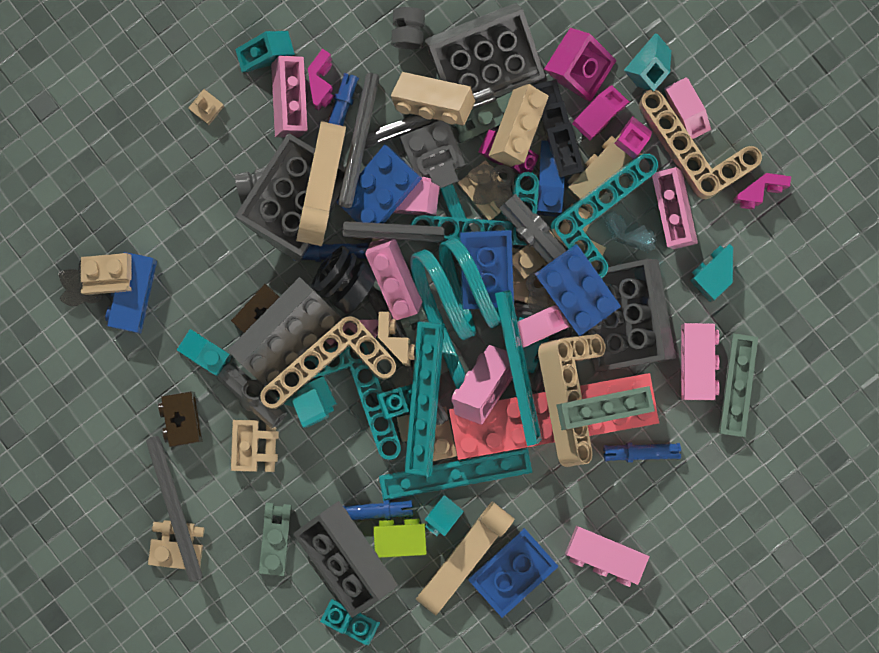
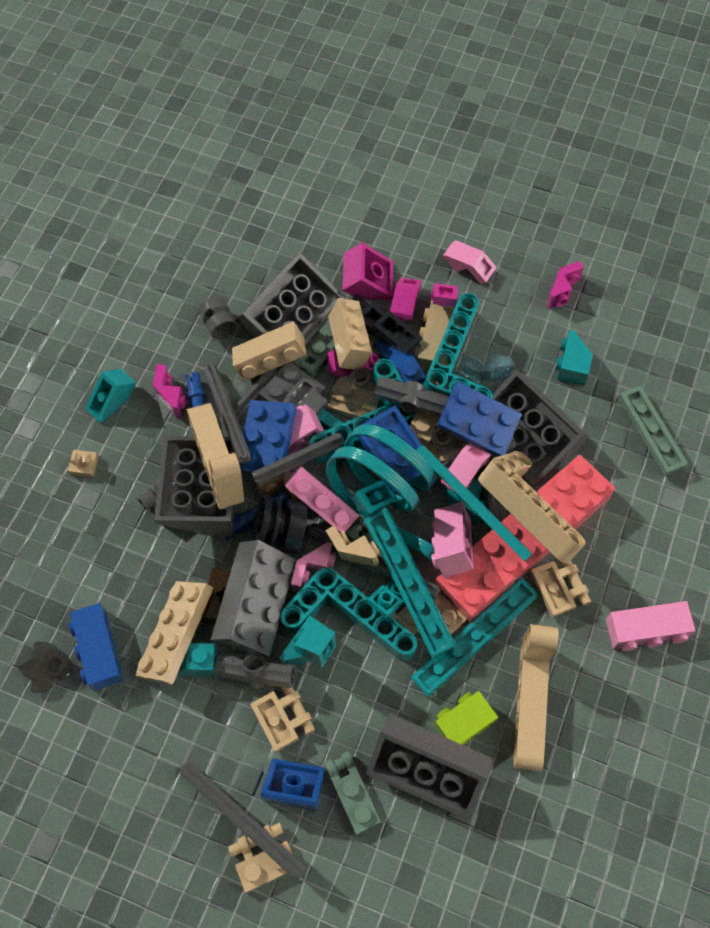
camera: 25 degrees left, 20 degrees down
(106, 273) = (63, 640): tan plate -> none
(190, 429) = (215, 739): dark brown brick -> none
(202, 320) = (174, 632): none -> tan plate
(231, 505) = (293, 784): none -> blue slope
(289, 96) = (148, 413): bright pink brick -> none
(324, 358) = (301, 594): tan beam -> none
(358, 627) = (478, 829): teal slope -> none
(380, 510) = (434, 704): blue pin -> none
(433, 308) = (374, 498): none -> teal slope
(443, 516) = (490, 675): teal slope -> none
(513, 572) = (582, 690): blue plate -> none
(547, 478) = (554, 589): none -> tan plate
(605, 408) = (566, 491): sand green plate -> none
(641, 452) = (608, 529): blue pin -> none
(650, 64) = (420, 248): teal slope -> none
(674, 208) = (510, 329): bright pink brick -> none
(691, 151) = (450, 273): tan beam -> none
(699, 362) = (609, 430): bright pink brick -> none

